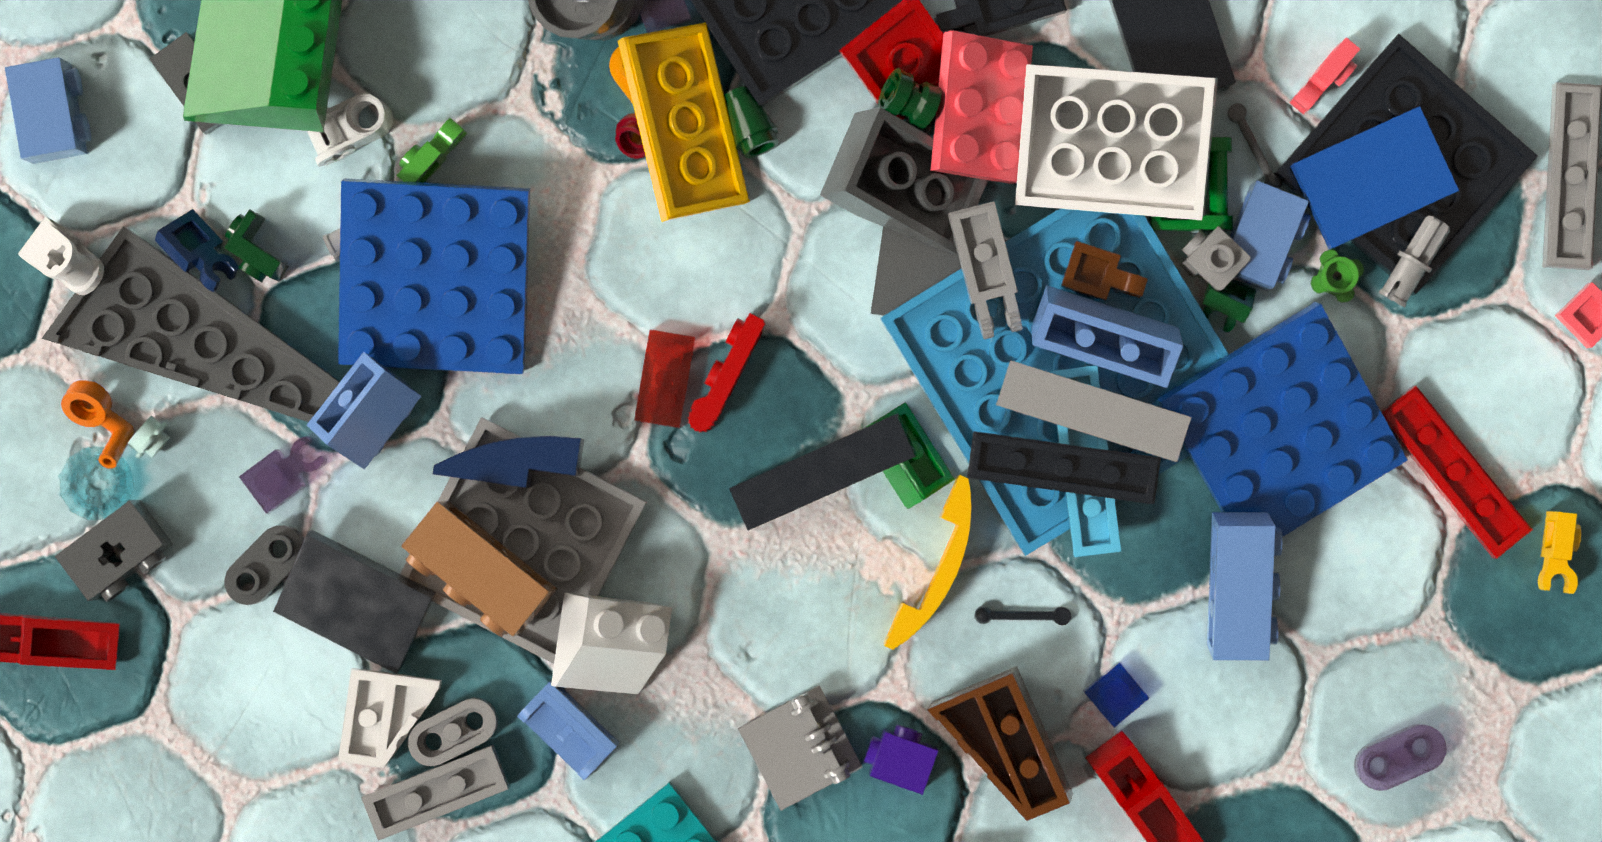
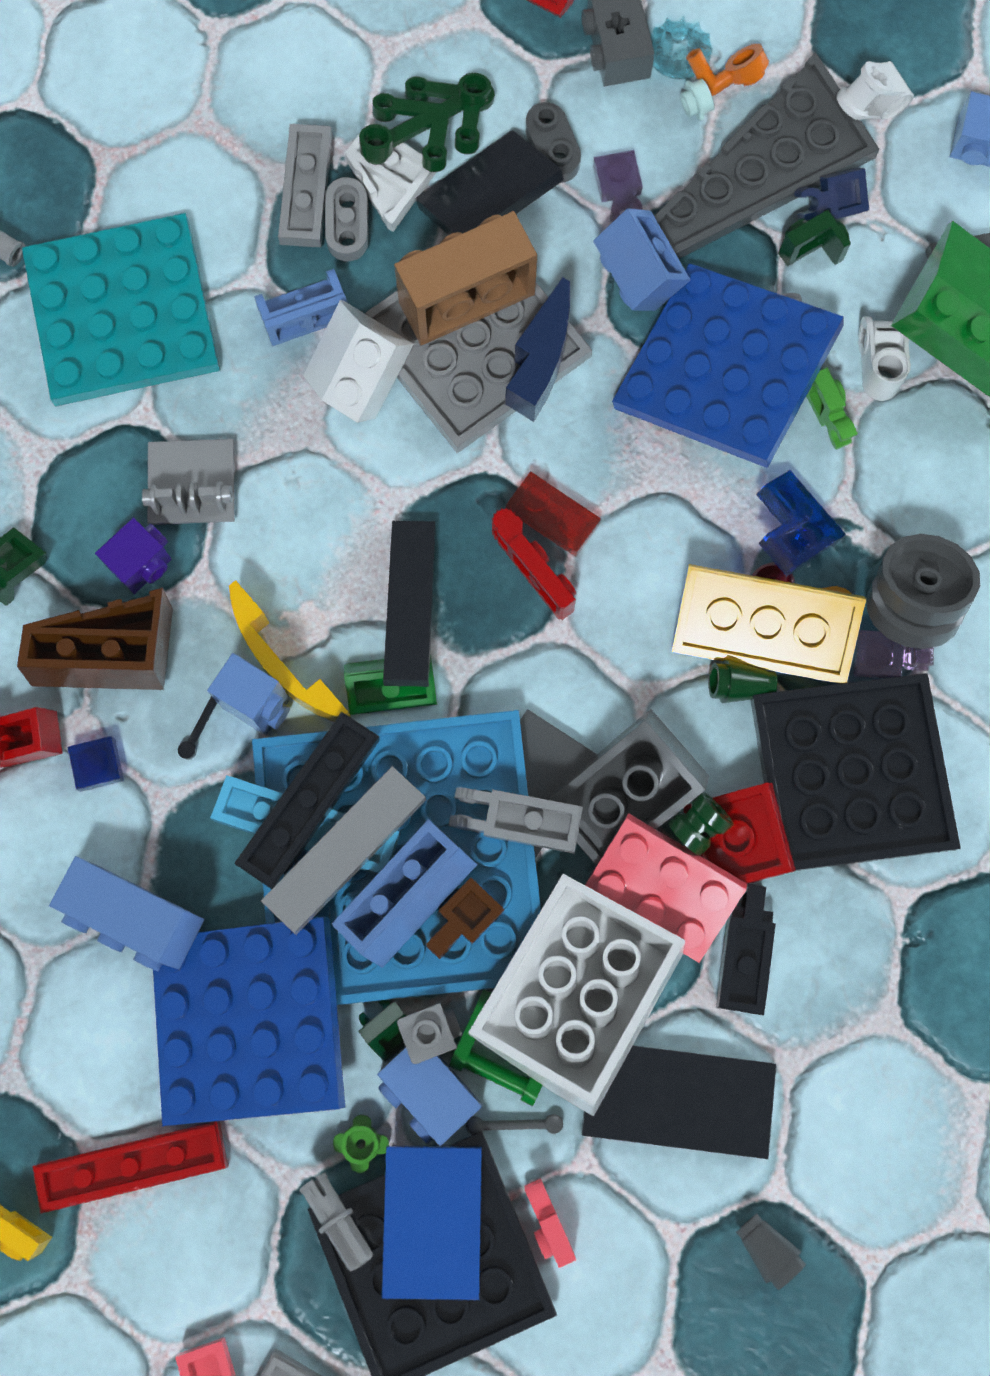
camera: 110 degrees right, 10 degrees down
(301, 699) = (469, 95): none -> dark green plant
(562, 128) = (805, 524): none -> clear blue plate
(989, 573) = (250, 695): none -> medium blue brick

